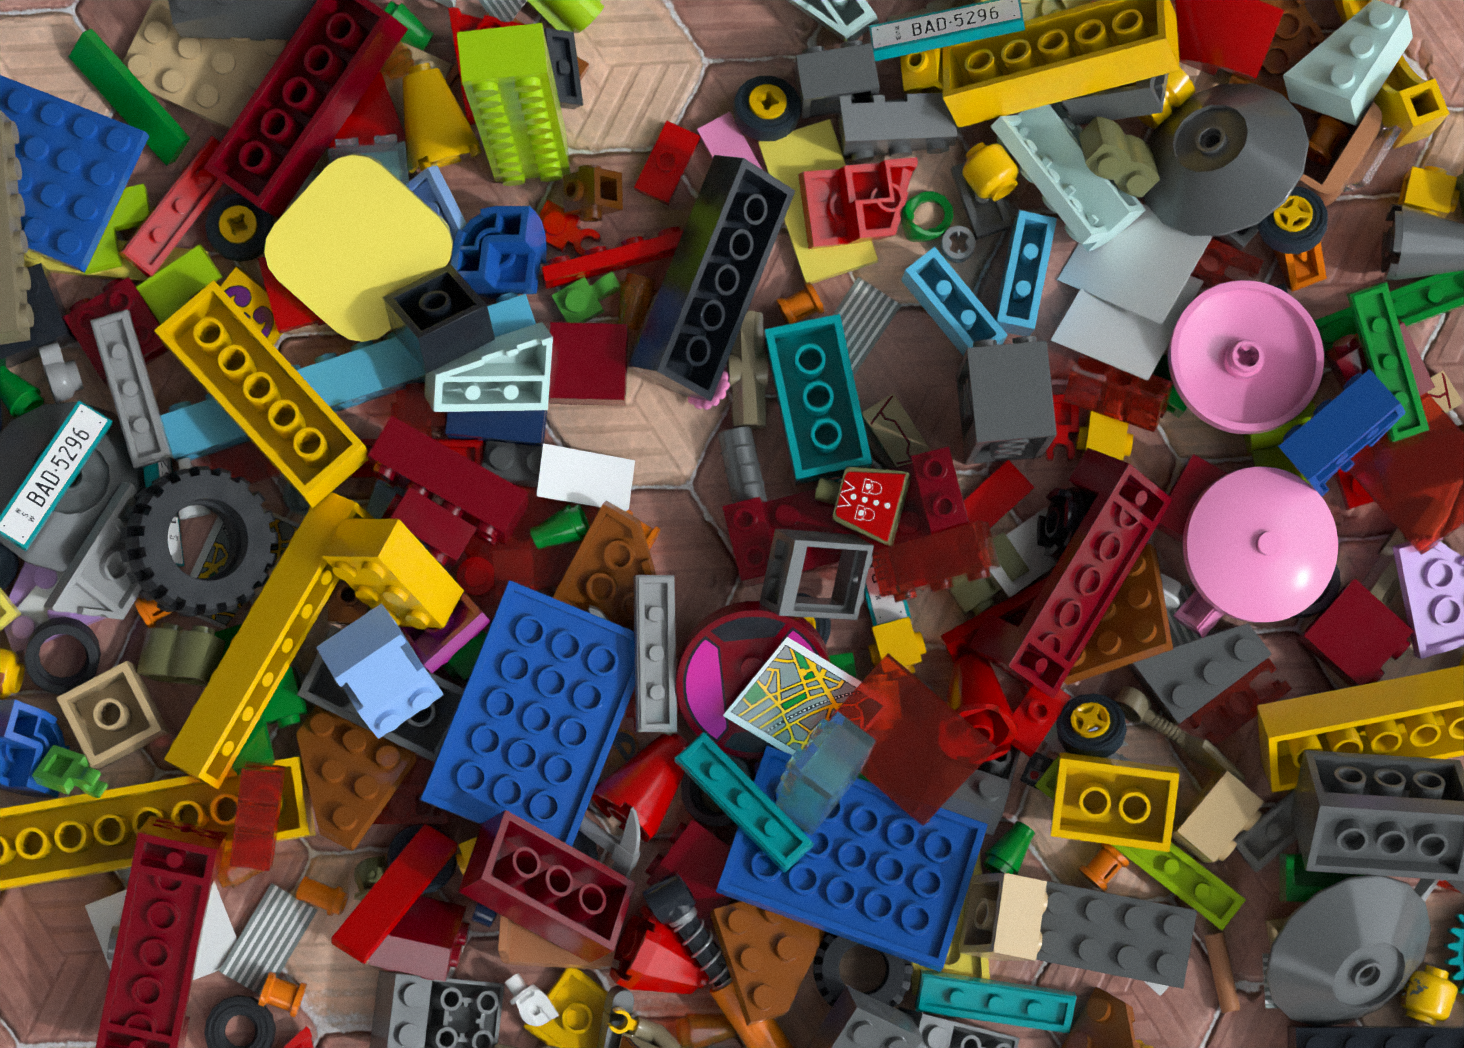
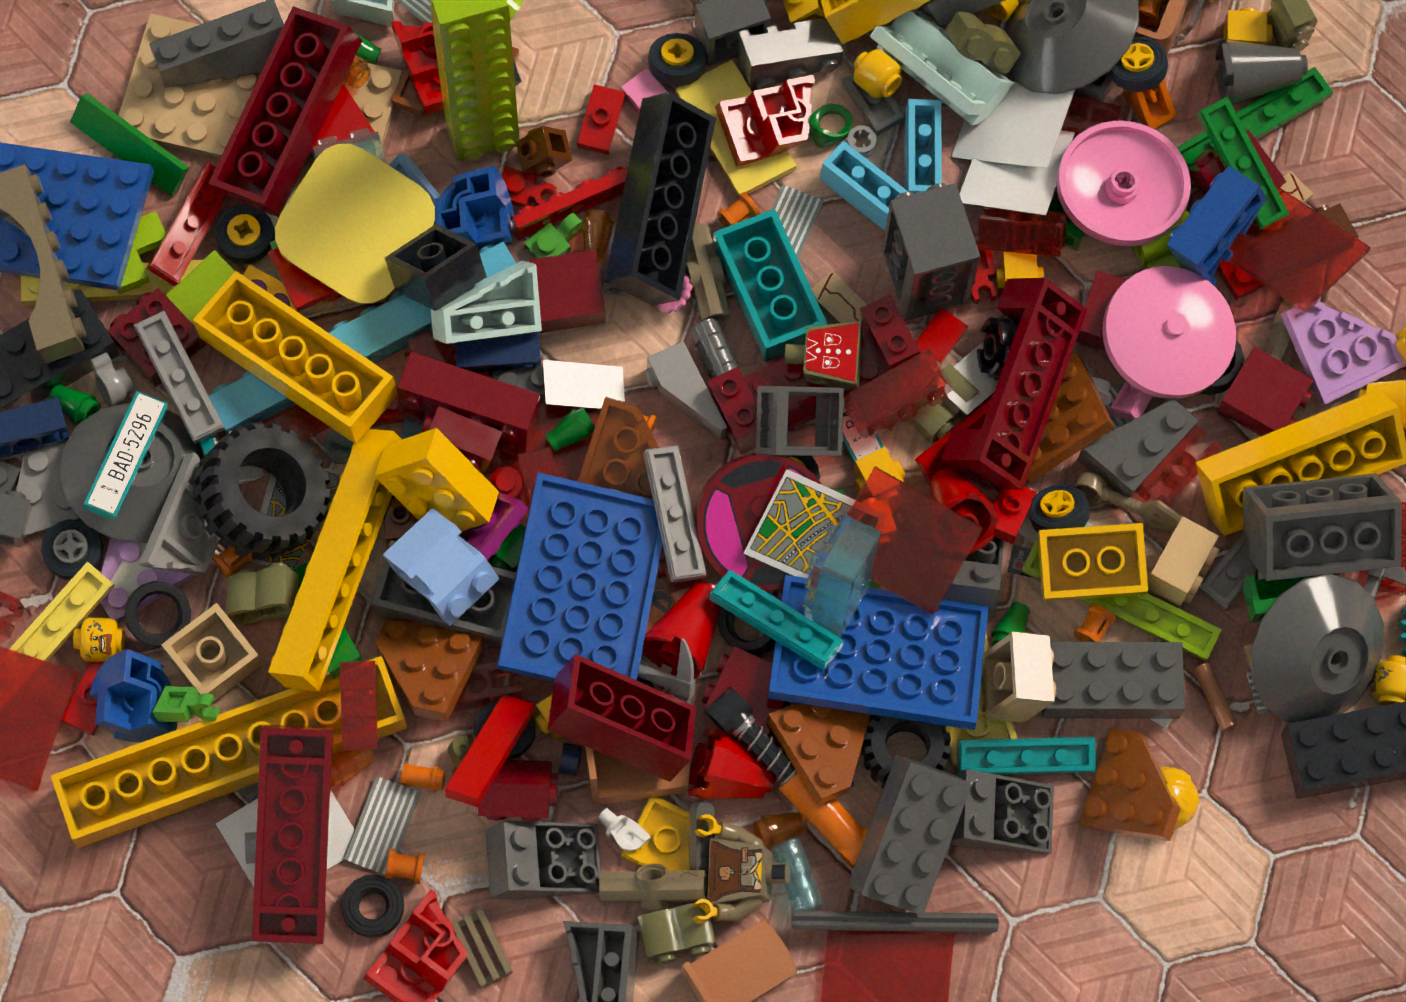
camera: 15 degrees left, 10 degrees down
(285, 705) = (361, 620): green brick -> none
(434, 121) = (398, 115): yellow cone -> none
(696, 497) = (684, 388): none -> light grey slope

